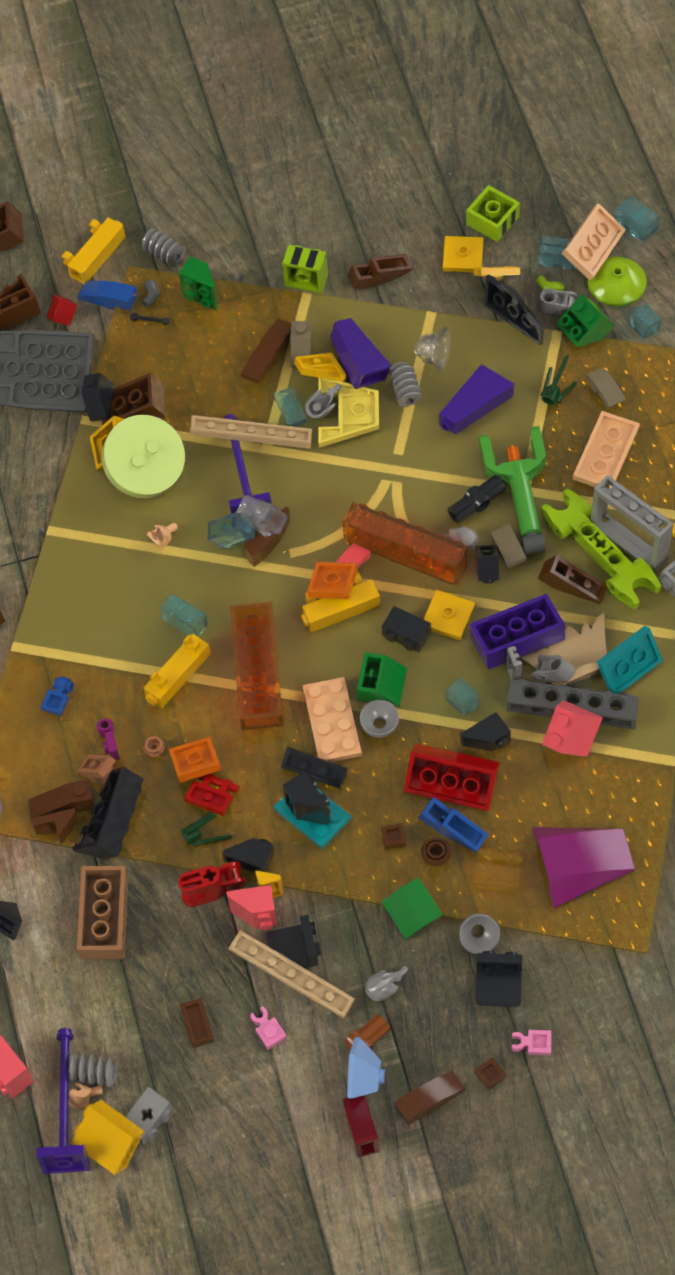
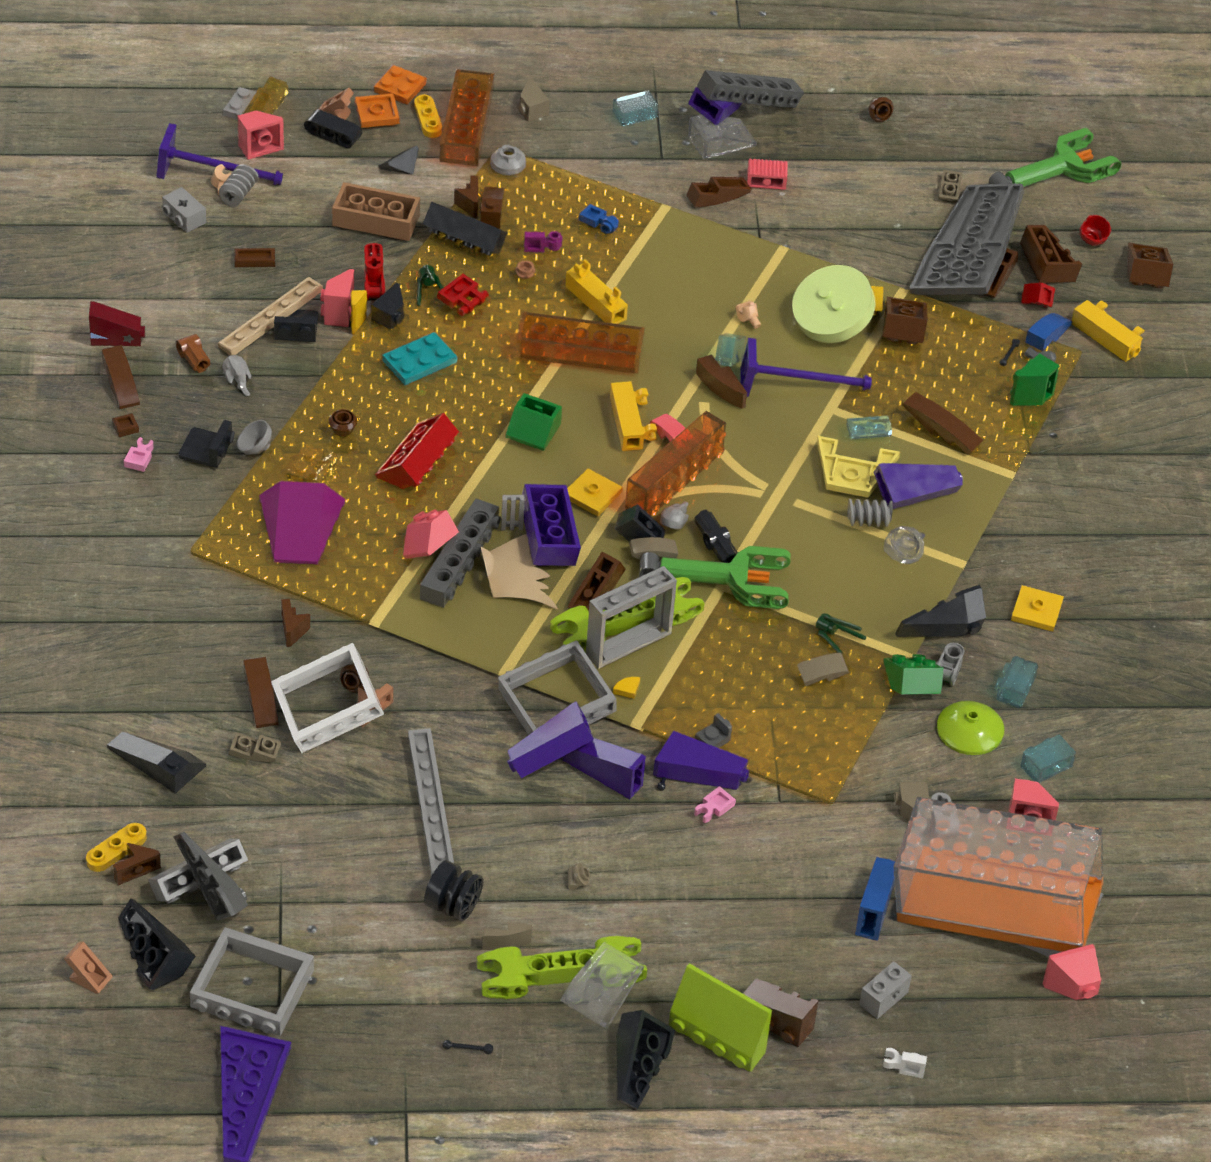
camera: 95 degrees right, 15 degrees down
(97, 396) = (920, 292): black slope -> none
(97, 768) = (515, 230): nougat slope -> none
(107, 1136) = (173, 178): yellow brick -> none
(163, 247) = (1097, 376): light grey piece -> none
(183, 616) = (651, 307): clear light blue brick -> none
(194, 759) = (499, 287): orange plate -> none
(250, 431) = (845, 389): tan tile -> none
(262, 515) = (731, 356): clear slope -> none
(269, 1030) = (229, 299): bright pink plate -> none
(300, 339) = (944, 448): dark tan slope -> none
(305, 268) = (1039, 469): lime brick -> none
(305, 800) = (421, 334): black slope -> none
(318, 768) = (462, 365): black tile -> none
(319, 405) = (864, 446): light grey piece -> none
(320, 366) = (911, 449): yellow wing -> none
(332, 580) = (649, 403): orange plate -> none
(332, 720) = (505, 388): light nougat plate -> none
(364, 1070) = (159, 329): light blue slope -> none
(379, 271) = (1029, 533): reddish brown slope -> none
(379, 710) = (494, 409): light grey piece -> none
(393, 836) = (374, 406): reddish brown tile -> none
(406, 629) = (584, 453): black brick -> none
(412, 908) = (300, 404): green slope -> none
(453, 825) = (368, 442): blue slope -> none
(462, 696) = (497, 477): clear light blue brick -> none
(475, 399) = (838, 563): dark purple slope -> none
(487, 734) = (451, 487): black slope -> none
(492, 213) = (1080, 634): lime brick -> none
(497, 272) = (997, 615): yellow plate -> none
(544, 284) = (974, 665): lime arm -> none
(553, 669) = (499, 540): light grey piece -> none
(593, 241) = (1018, 703): light nougat plate -> none
(606, 449) = (743, 650): light nougat plate -> none
(630, 660) = (486, 597): teal plate -> none
(645, 320) = (905, 729): clear light blue brick -> none

